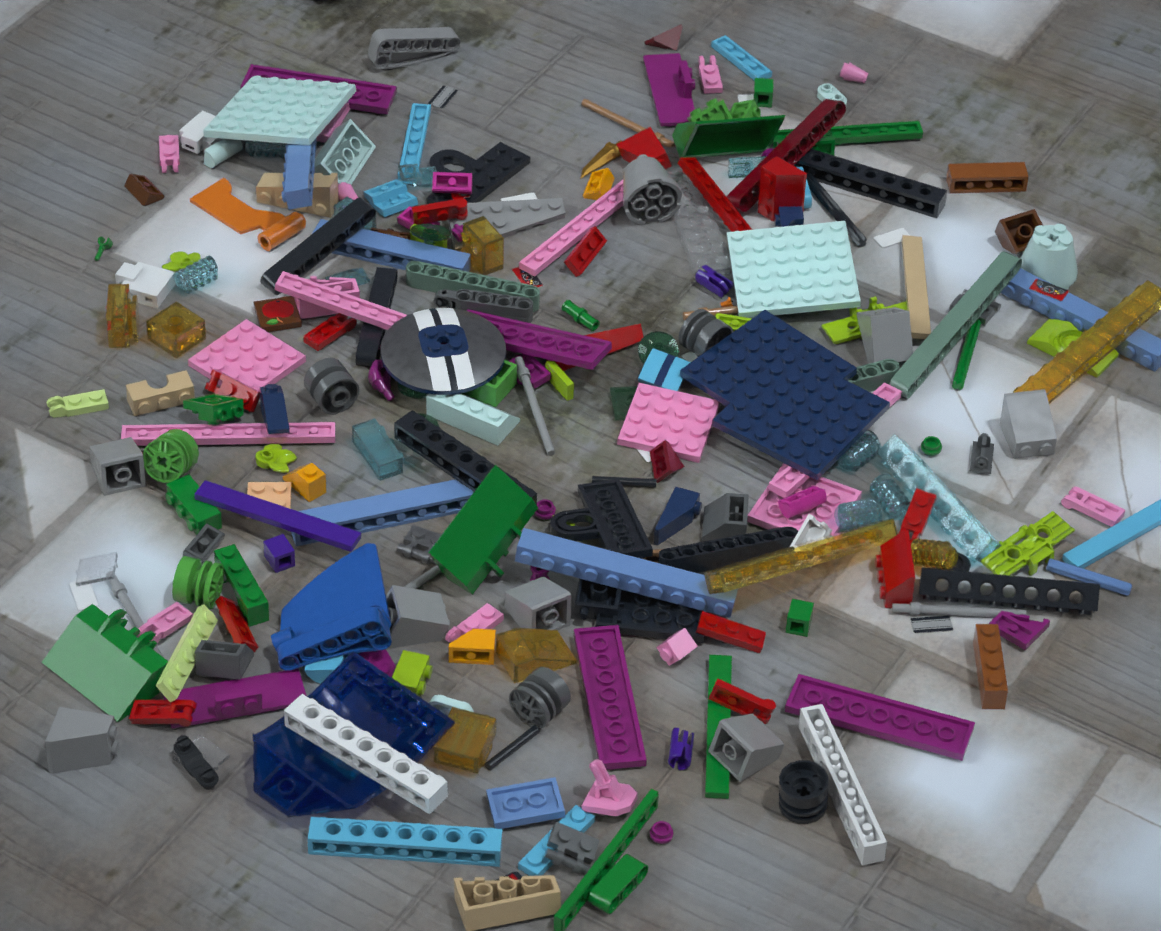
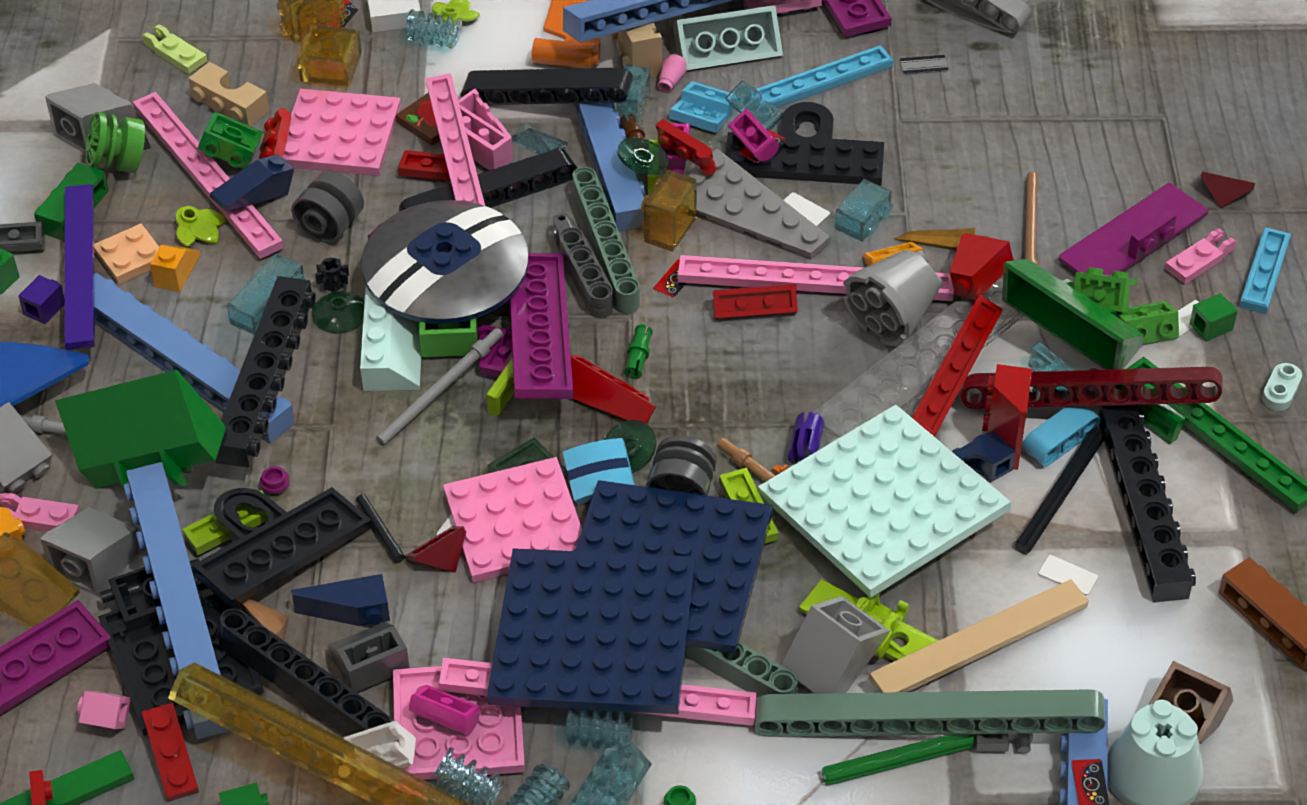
camera: 60 degrees right, 5 degrees up
(387, 413) = (332, 274): none -> black gear
(552, 175) = (863, 210): none -> clear light blue brick

